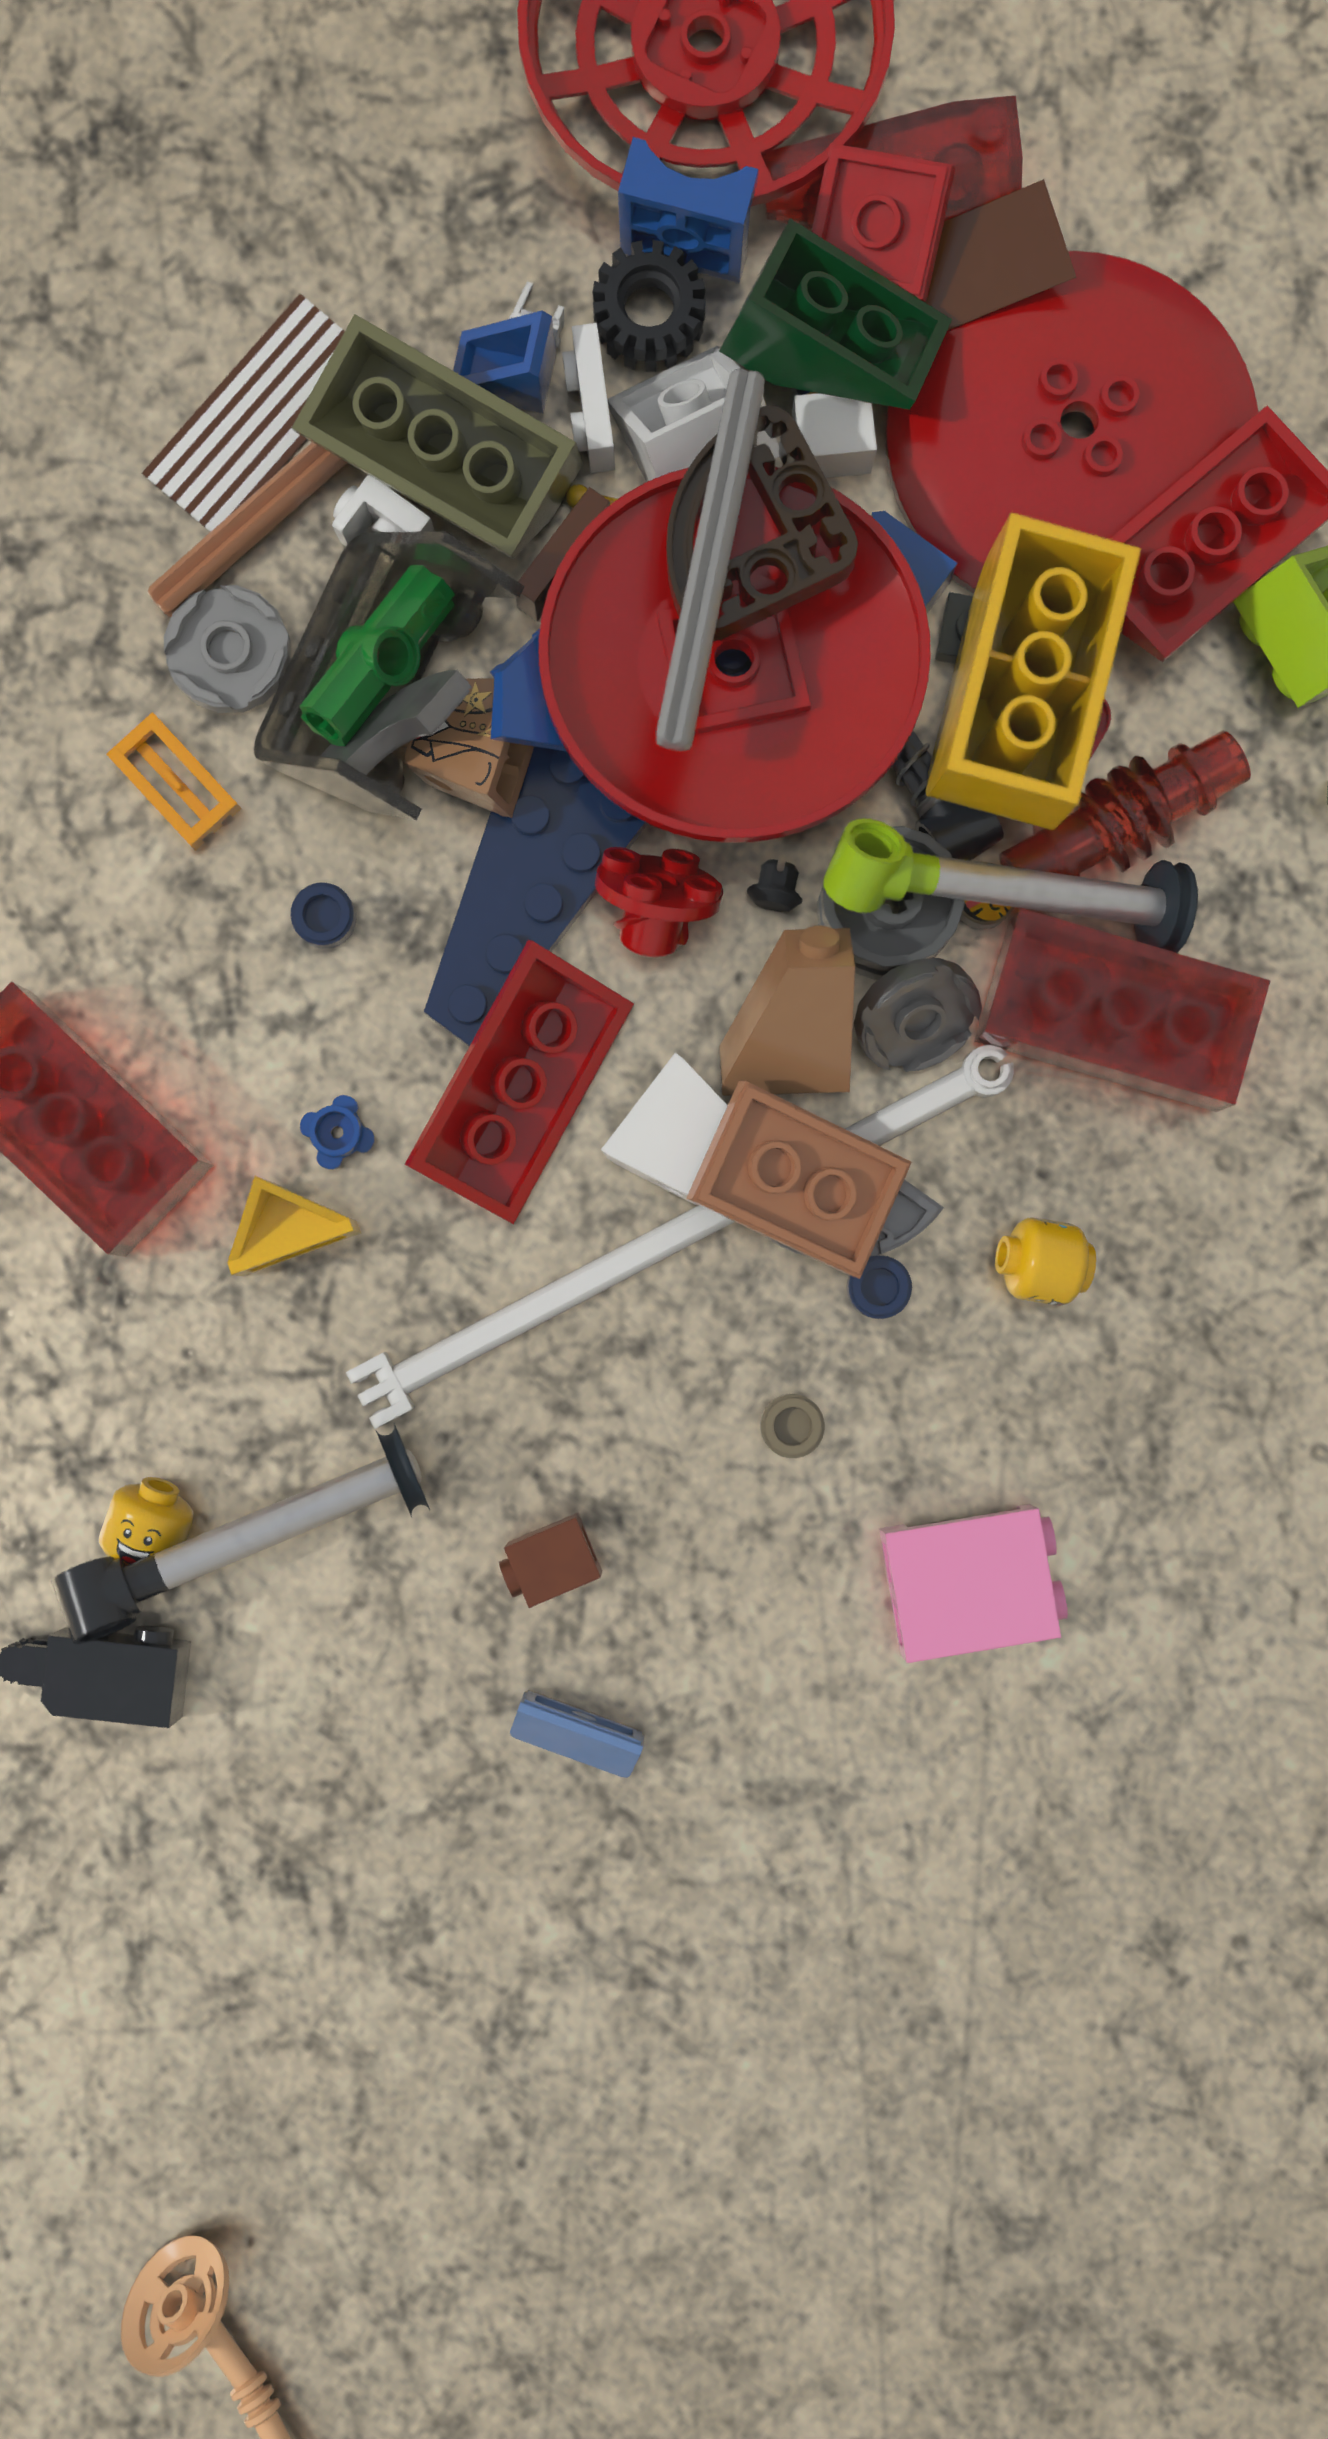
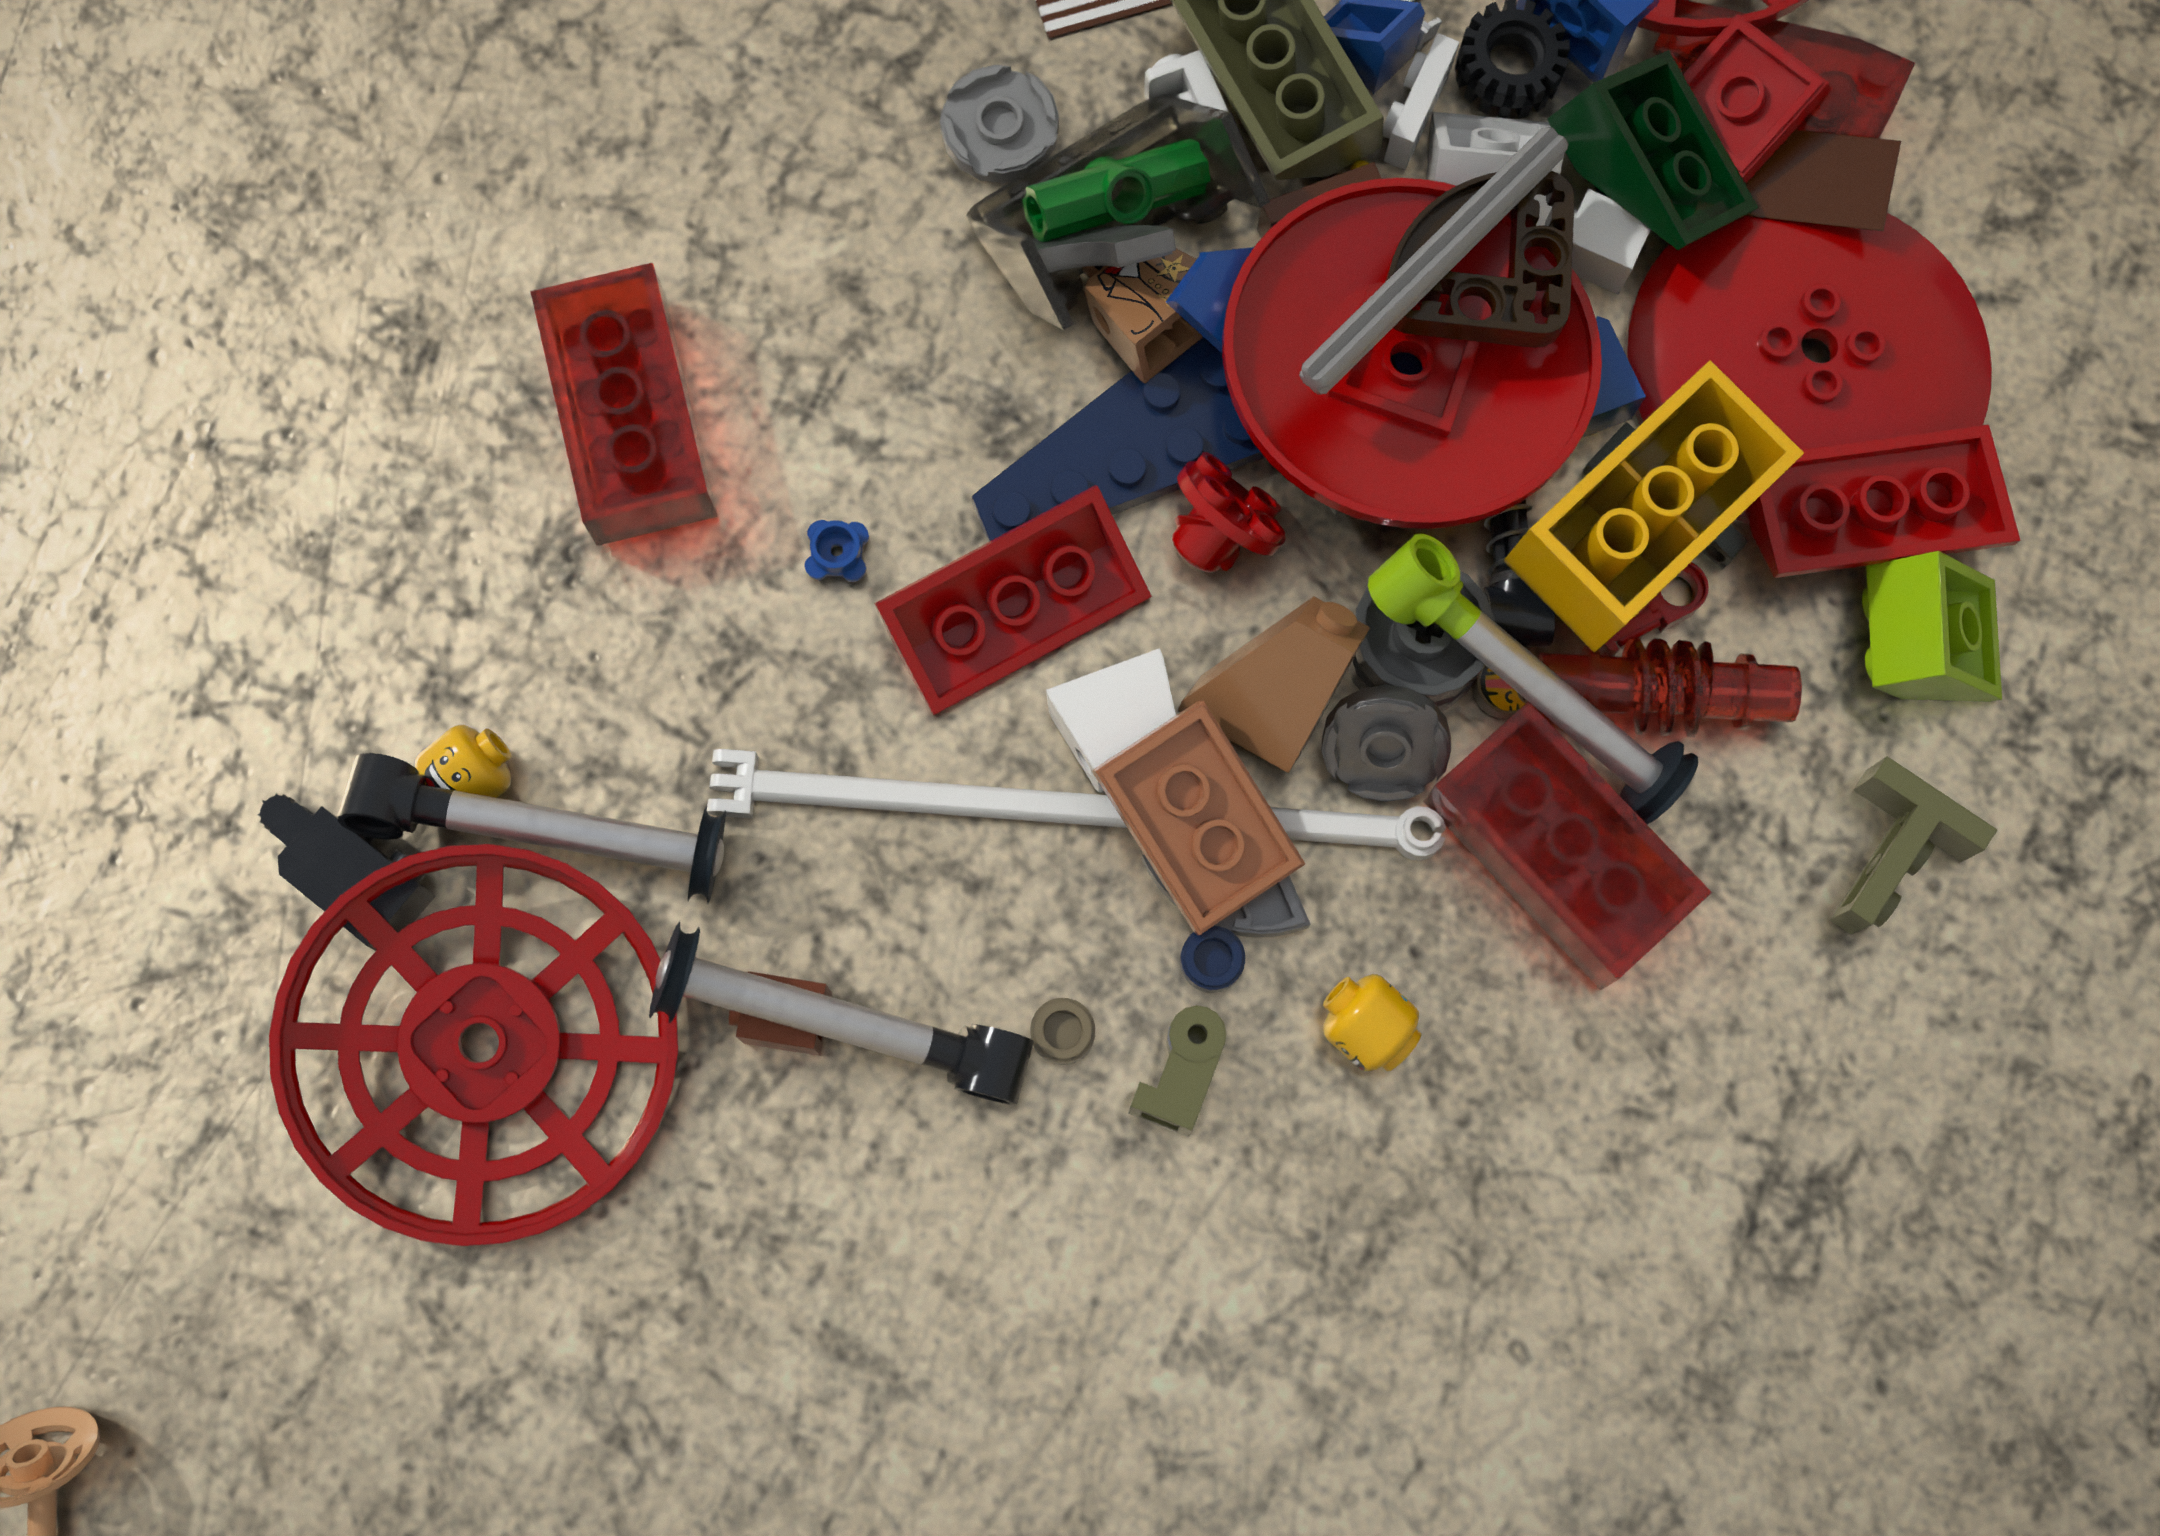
camera: 30 degrees right, 10 degrees down
(210, 820) = (896, 243): light orange tile -> none
(245, 527) = (1076, 39): nougat axle -> none
(282, 1227) = (739, 595): yellow slope -> none
(305, 1788) = (433, 1053): none -> red dish
(323, 915) = (940, 373): dark blue tile -> none
(577, 1734) = (705, 1181): medium blue slope -> none
(738, 1498) = (976, 1060): none -> piece
(775, 888) = (1331, 573): black piece -> none
(919, 1398) = (1194, 1047): none -> olive leg
(973, 1583) = (1136, 1262): bright pink panel -> none

